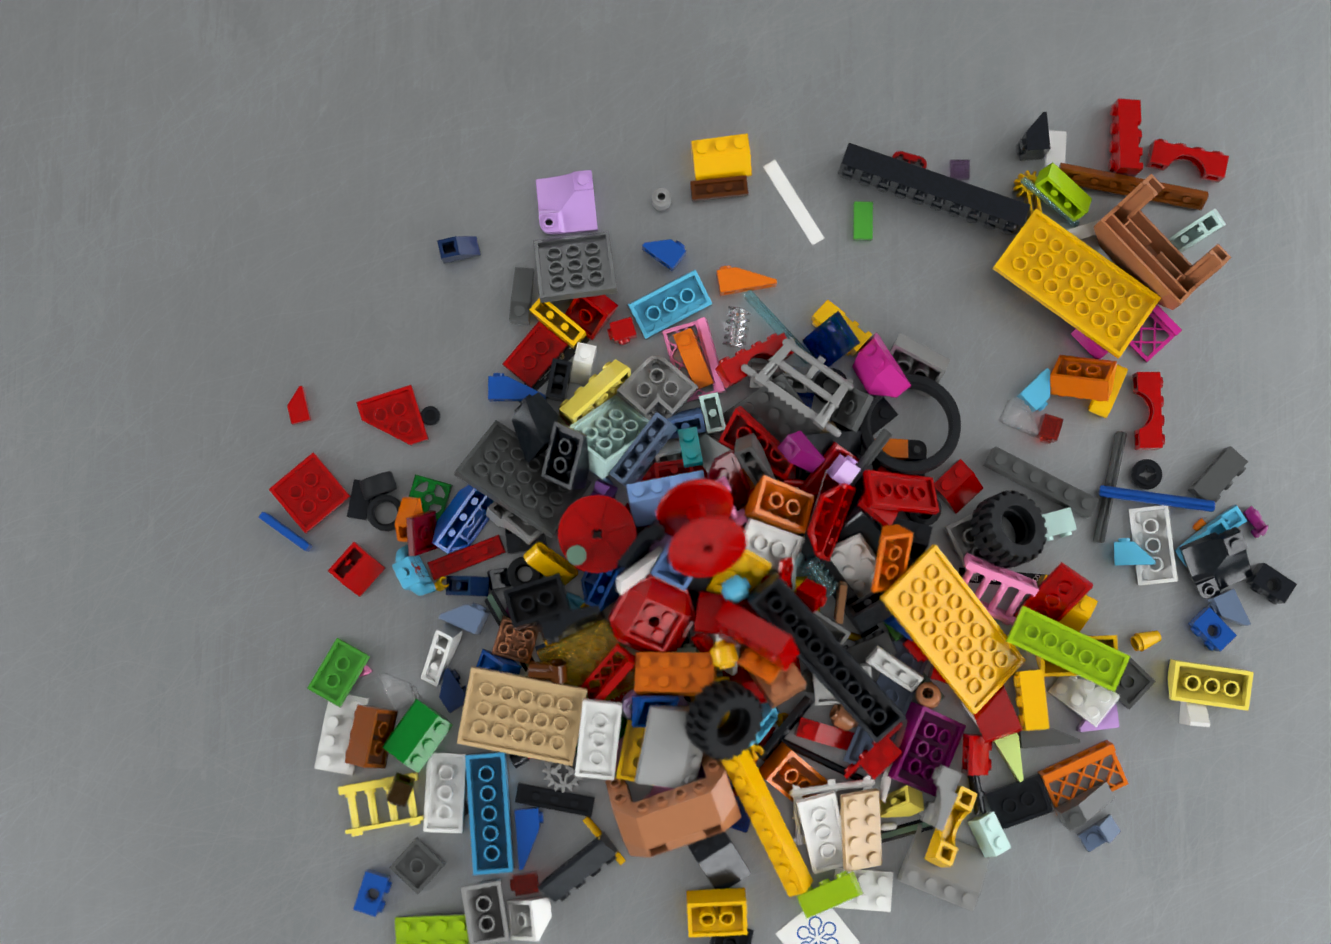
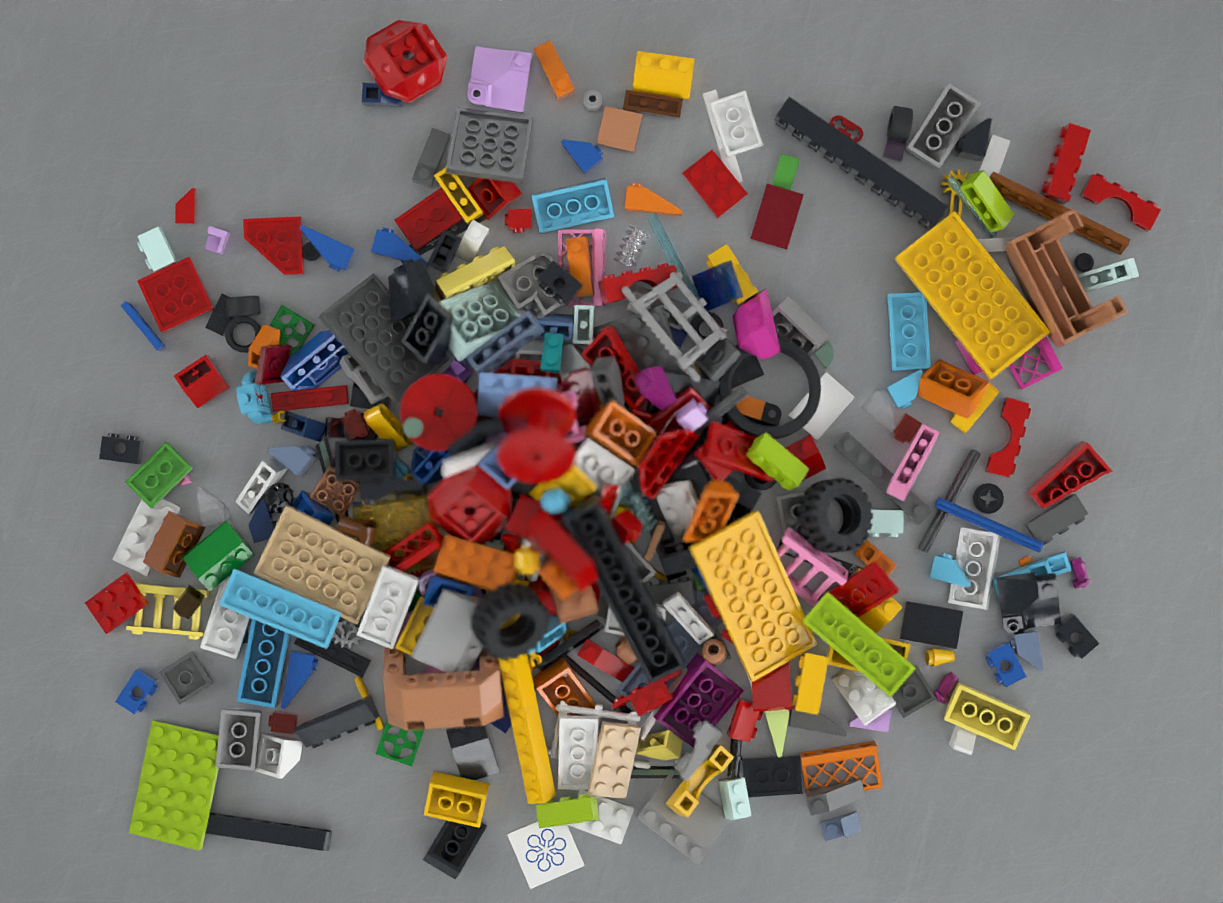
camera: 20 degrees right, 5 degrees up
(279, 453) = (156, 249): none -> light aqua brick
(283, 659) = (109, 449): none -> black brick
(329, 810) = (116, 603): none -> red plate
(336, 429) = (216, 240): none -> lavender panel
(448, 408) = (331, 250): none -> blue slope
(457, 665) = (273, 500): none -> black gear
(472, 225) = (398, 76): none -> red piece
(492, 770) = (280, 608): none -> medium azure plate
(517, 569) = (354, 424): none -> clear red brick
(617, 182) = (554, 70): none -> orange slope
(631, 869) = (397, 748): none -> green piece
(672, 370) = (556, 272): none -> black brick
(694, 220) = (619, 129): none -> nougat tile
(799, 247) = (714, 183): none -> red plate
(803, 186) = (736, 124): none -> white tile
(867, 261) = (777, 216): none -> dark red tile
(938, 492) = (777, 462): none -> lime brick
(950, 380) = (825, 354): none -> sand green tile
(959, 142) = (900, 124): none -> black tyre
(972, 424) = (832, 403): none -> white tile
(1000, 134) = (943, 126): none -> light grey slope
(1024, 335) = (908, 331): none -> medium azure plate
(1051, 559) = (868, 553): none -> orange slope
(1067, 458) = (913, 462): none -> bright pink brick
(1128, 611) = (931, 624): none -> black tile
(1161, 667) = (945, 688): none -> magenta arm
(1169, 226) = (1084, 262): none -> black plate
(1218, 429) = (1068, 475): none -> red wedge

